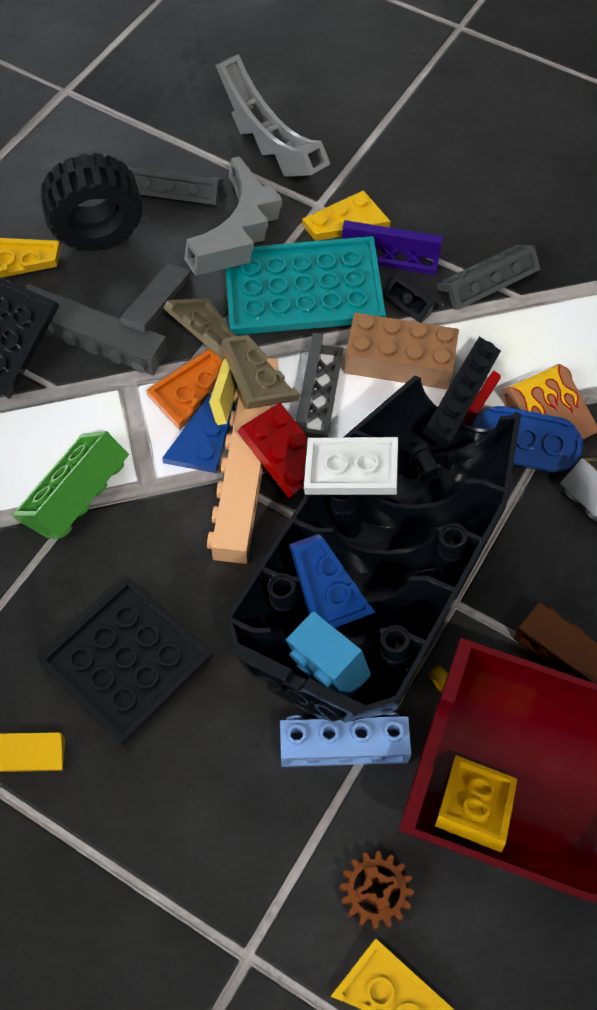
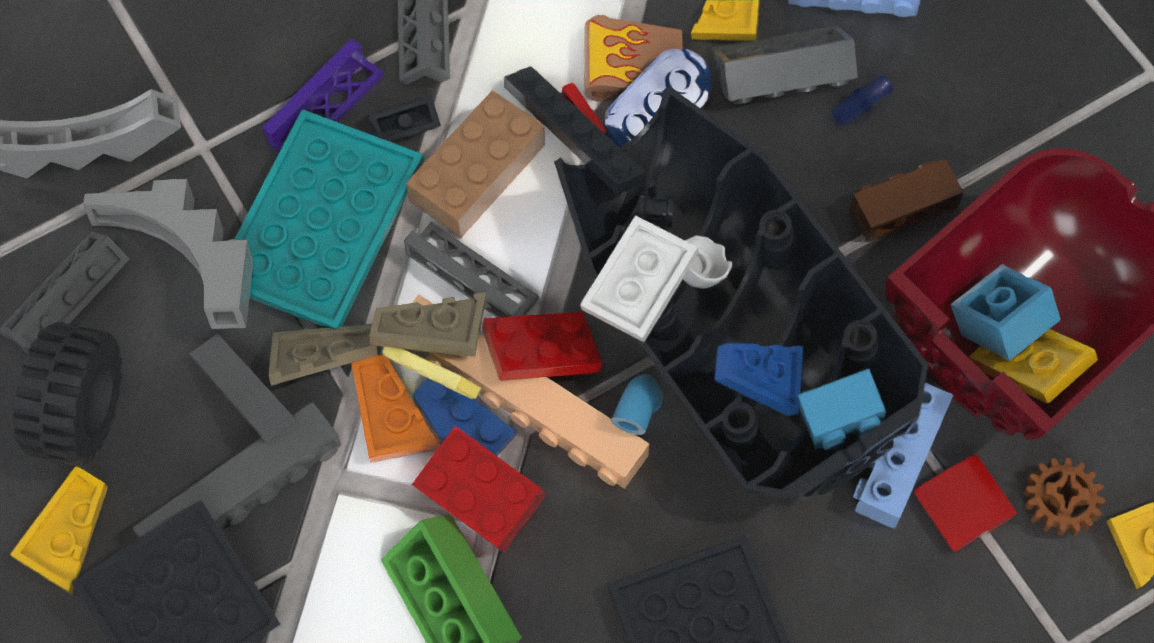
camera: 60 degrees left, 5 degrees up
(154, 462) = (479, 489): none -> red brick
(265, 525) = (637, 404): none -> dark azure cylinder
(329, 810) = (965, 502): none -> red slope
(330, 220) = (241, 115): yellow wing -> none
(401, 511) = (709, 265): none -> white hair
(504, 760) = (1006, 312): none -> dark azure brick

